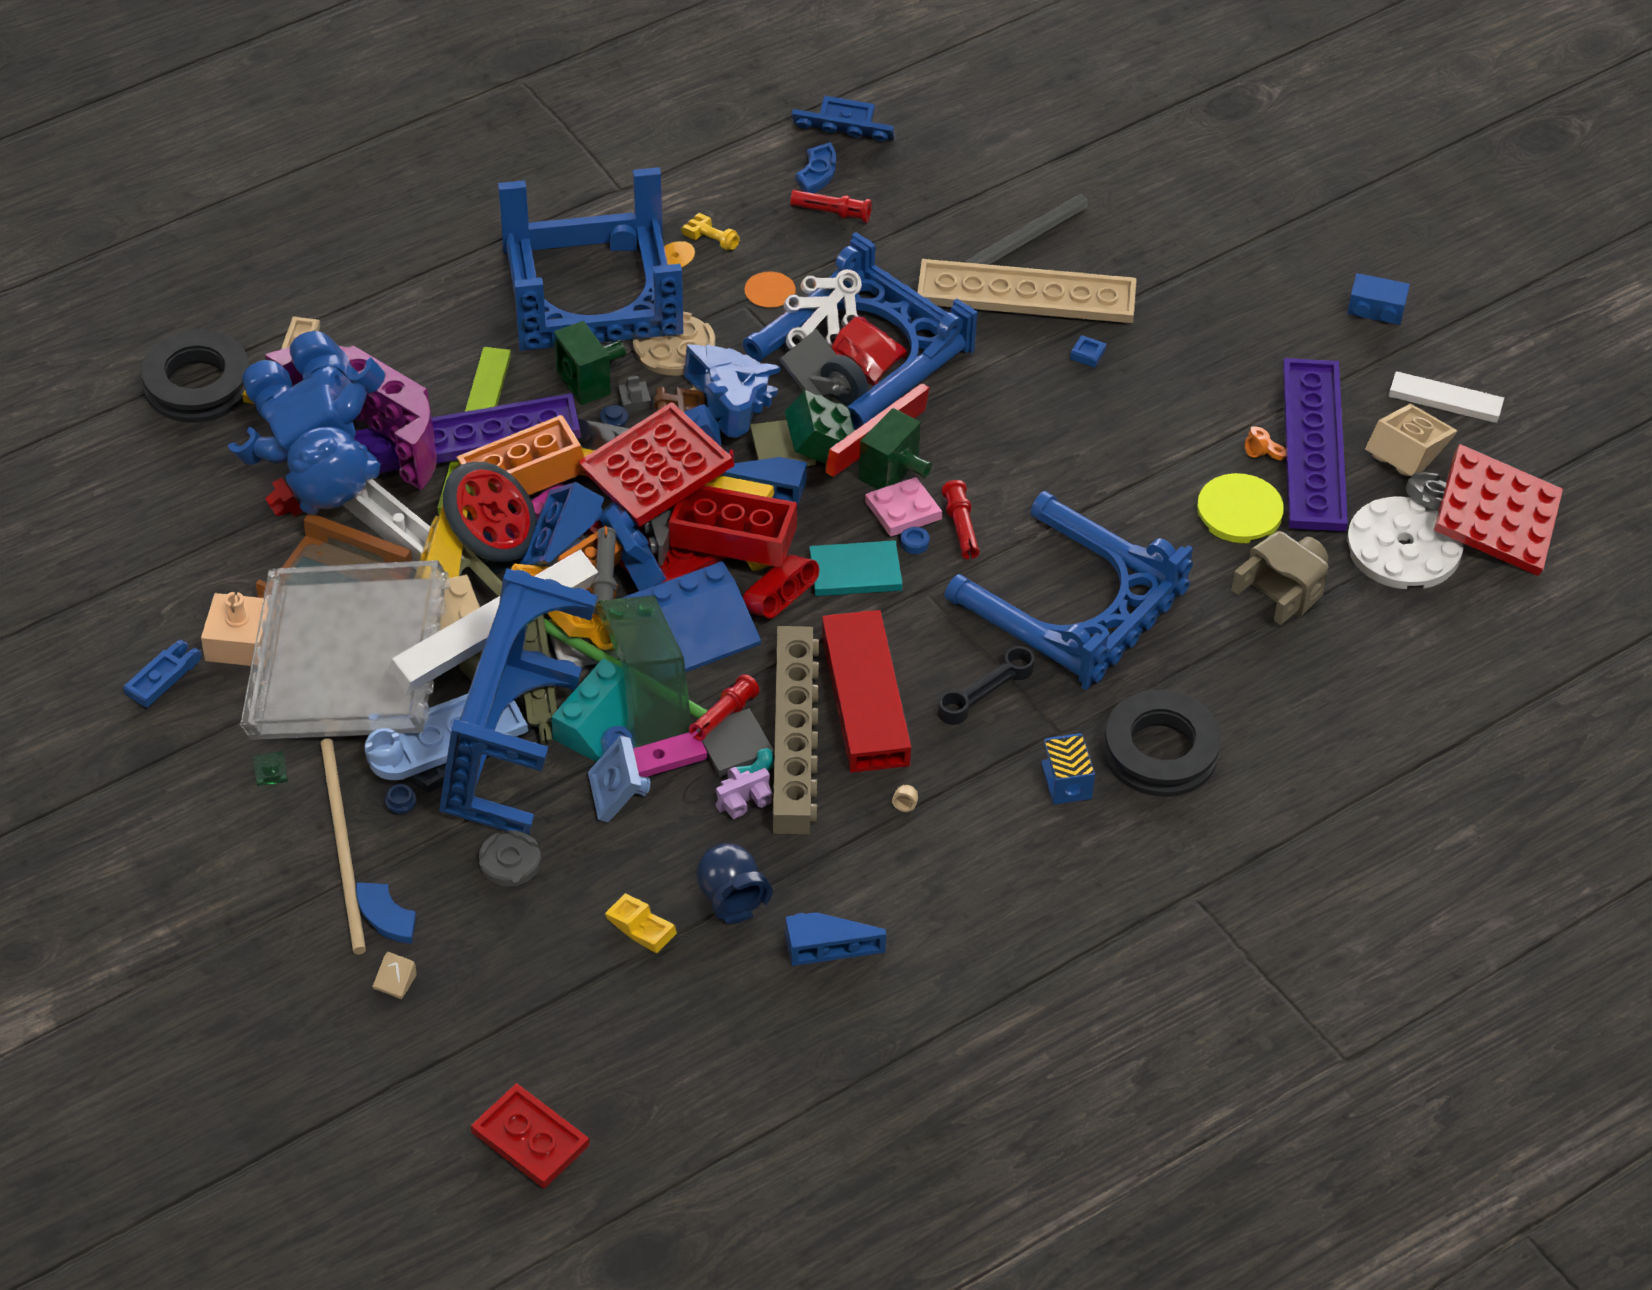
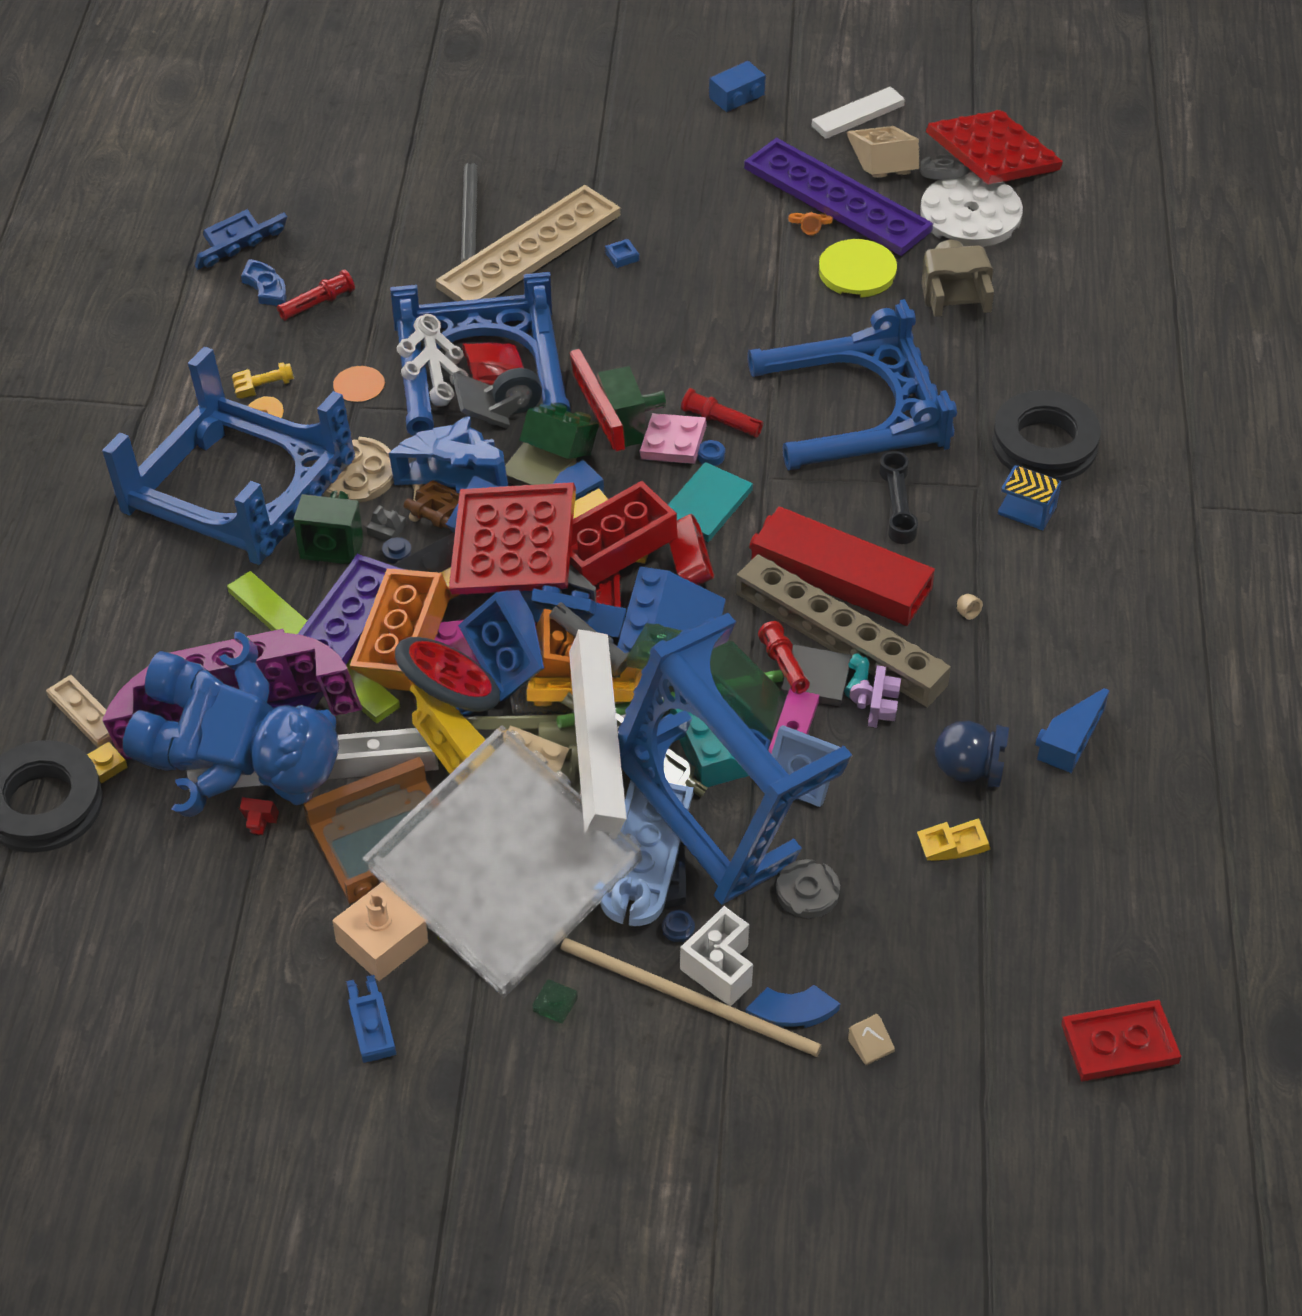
camera: 50 degrees left, 0 degrees up
(382, 830) = (715, 958): none -> white brick

